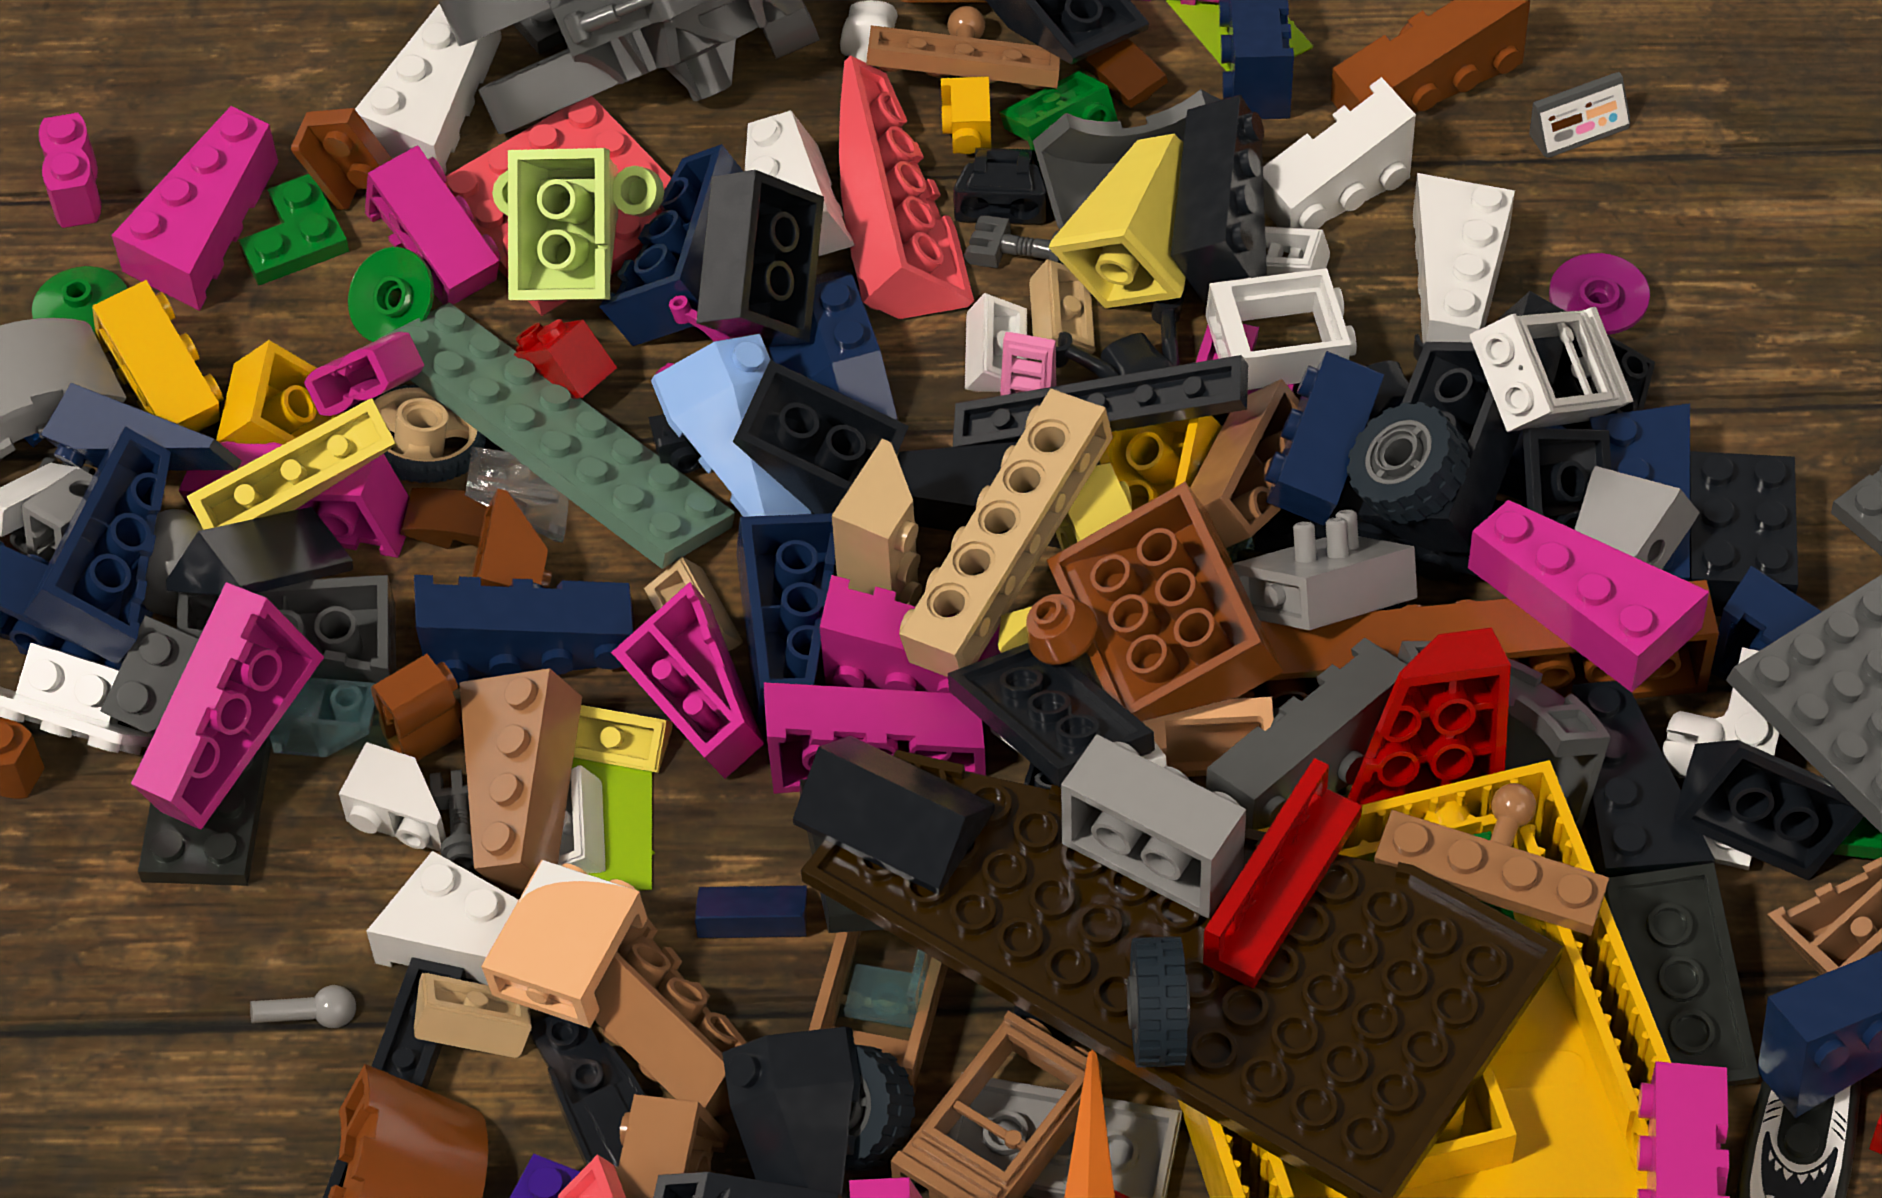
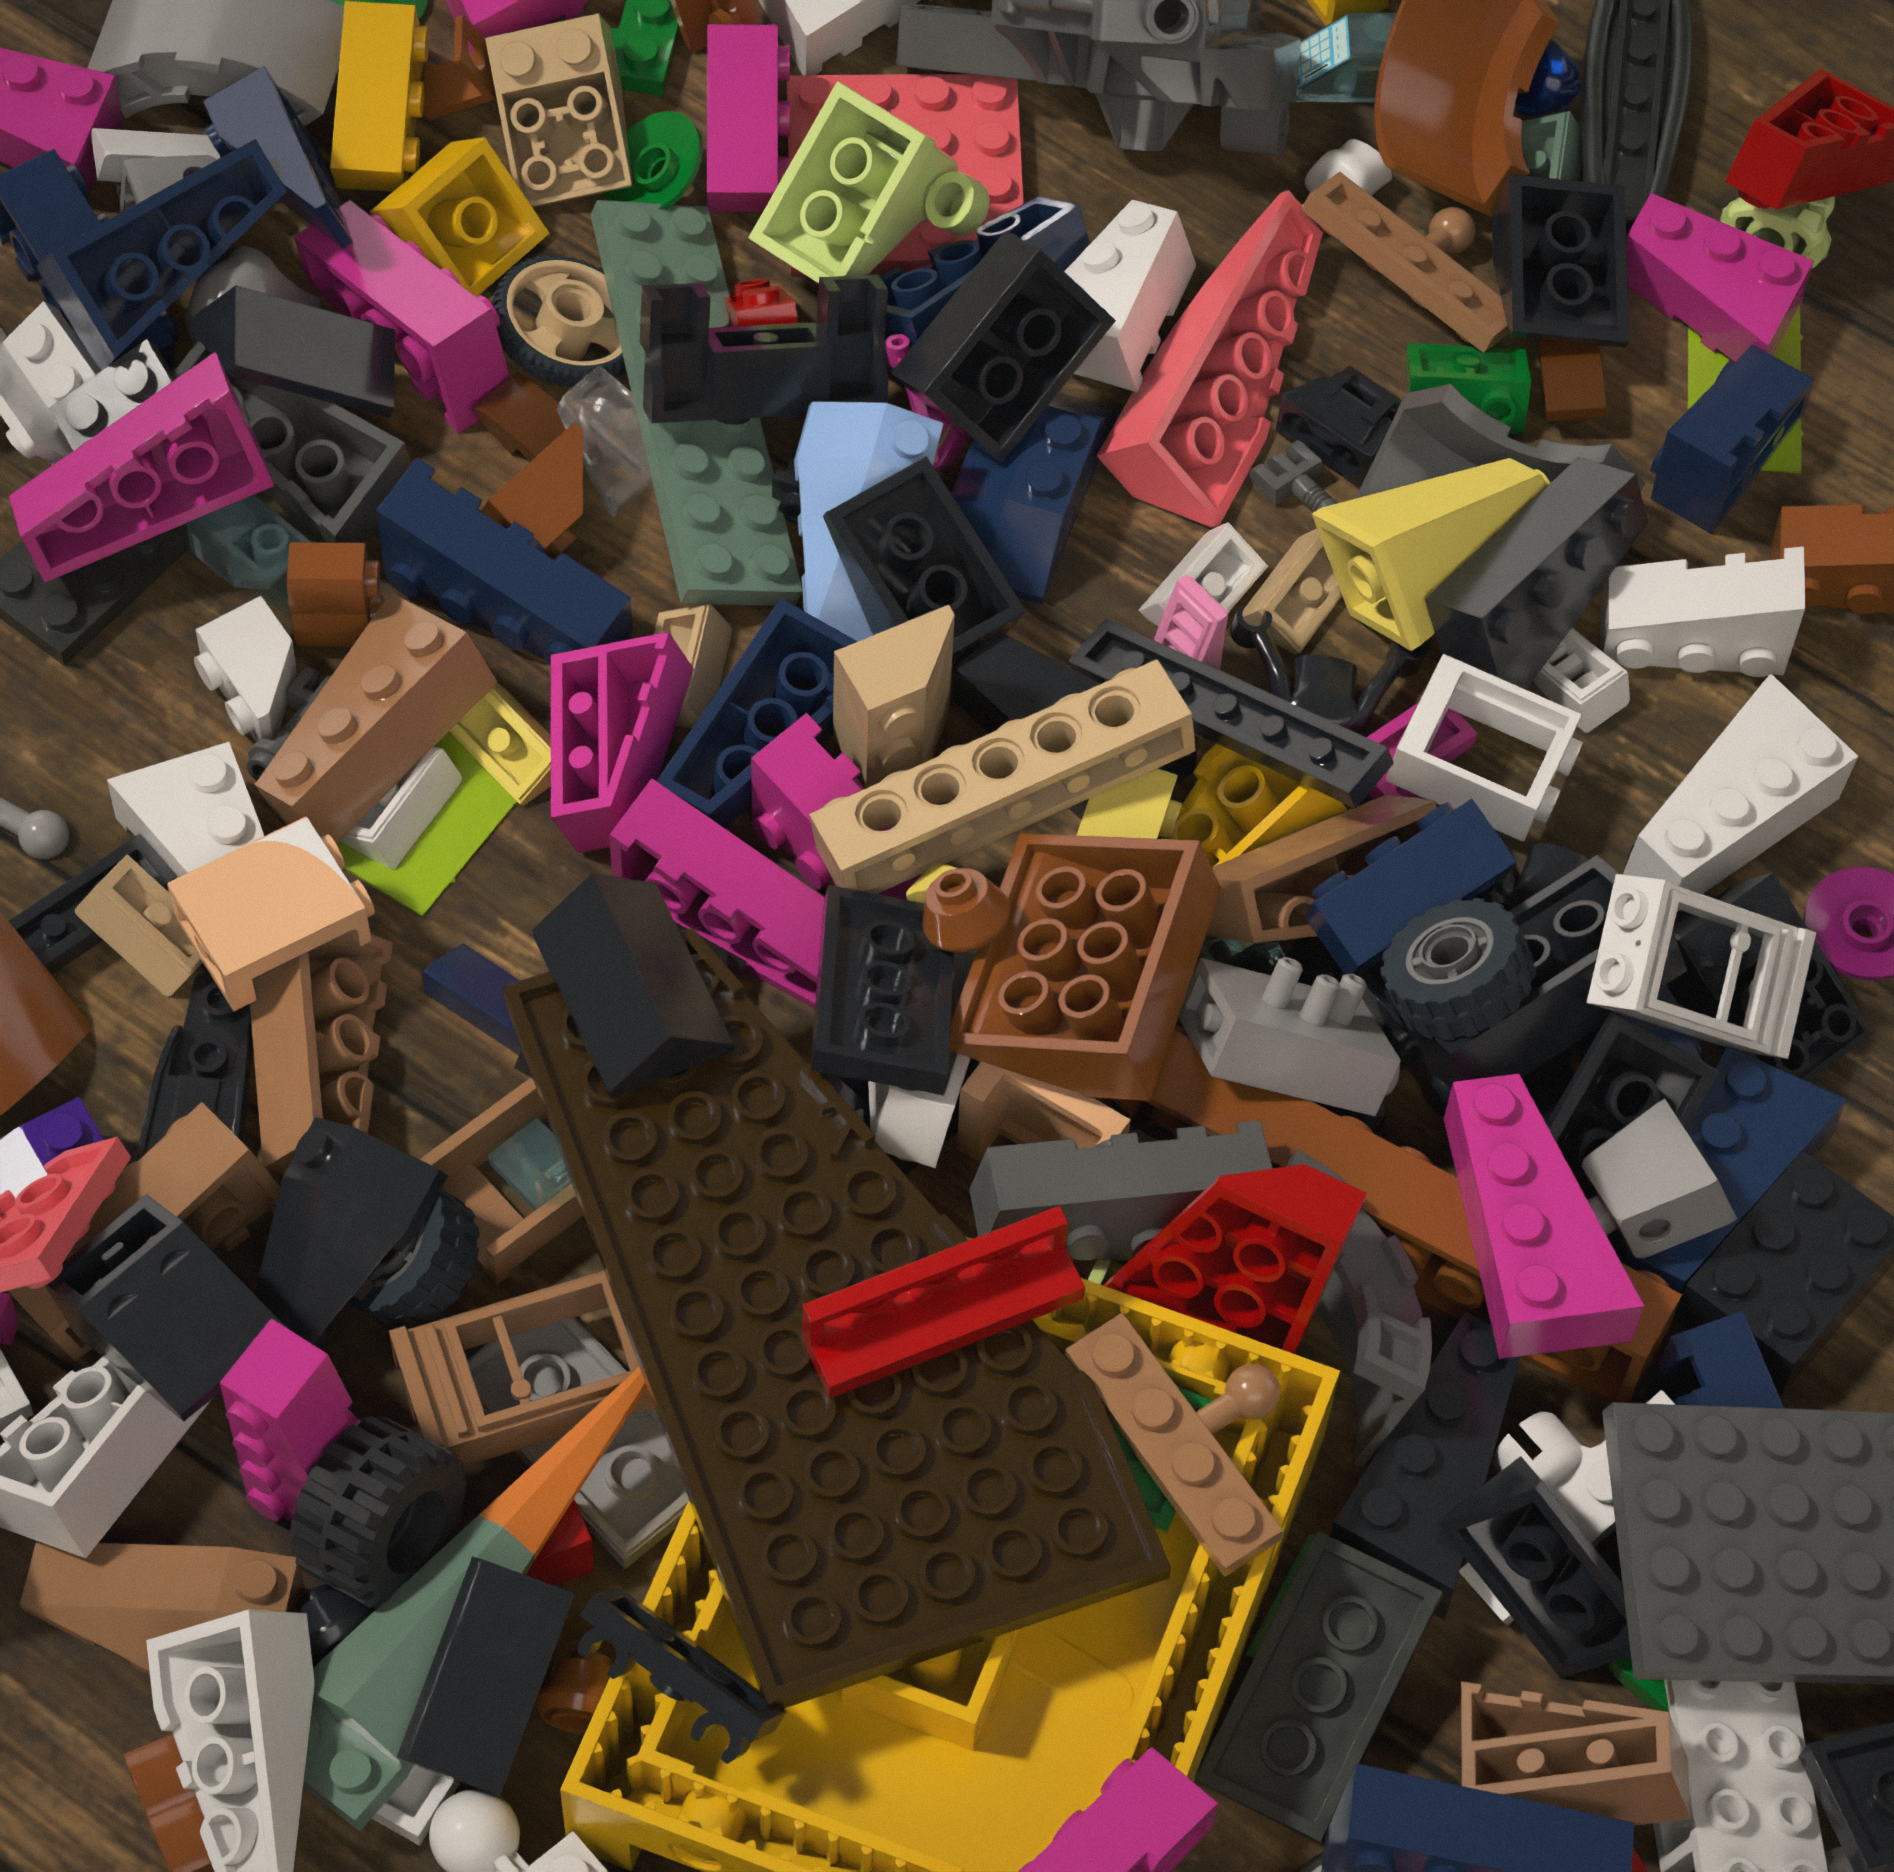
camera: 30 degrees right, 5 degrees up
(206, 316) = (461, 81): none -> dark orange bracket
(295, 294) = (561, 109): none -> tan slope
(296, 469) = (383, 282): light yellow slope -> none
(364, 373) = (554, 227): dark pink brick -> none
(600, 375) = (762, 368): none -> black bracket
(966, 113) = (1372, 326): yellow brick -> none
(1153, 825) = (848, 1162): light grey brick -> none
(1158, 1001) = (698, 1345): black wheel -> none

